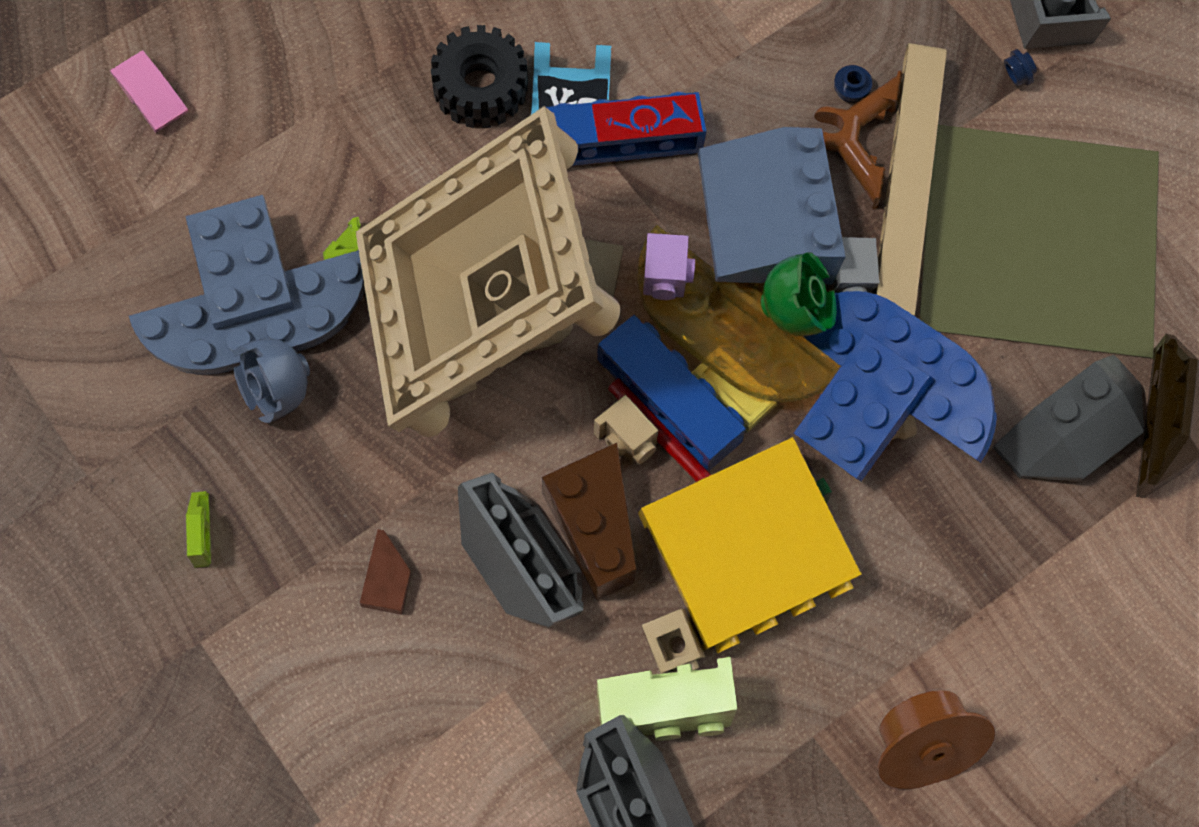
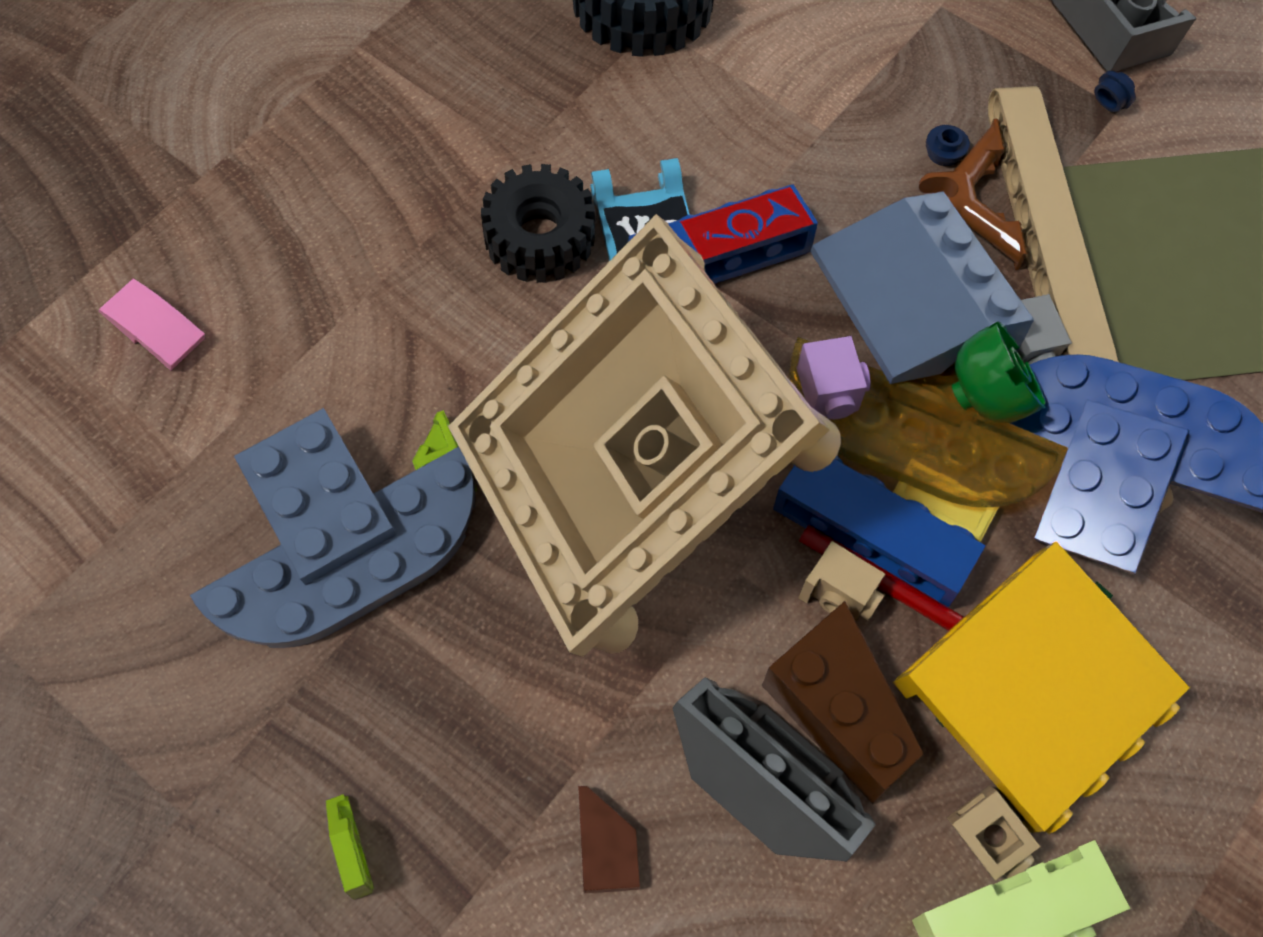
camera: 15 degrees left, 5 degrees down
(271, 377) = (391, 628): sand blue cylinder -> none

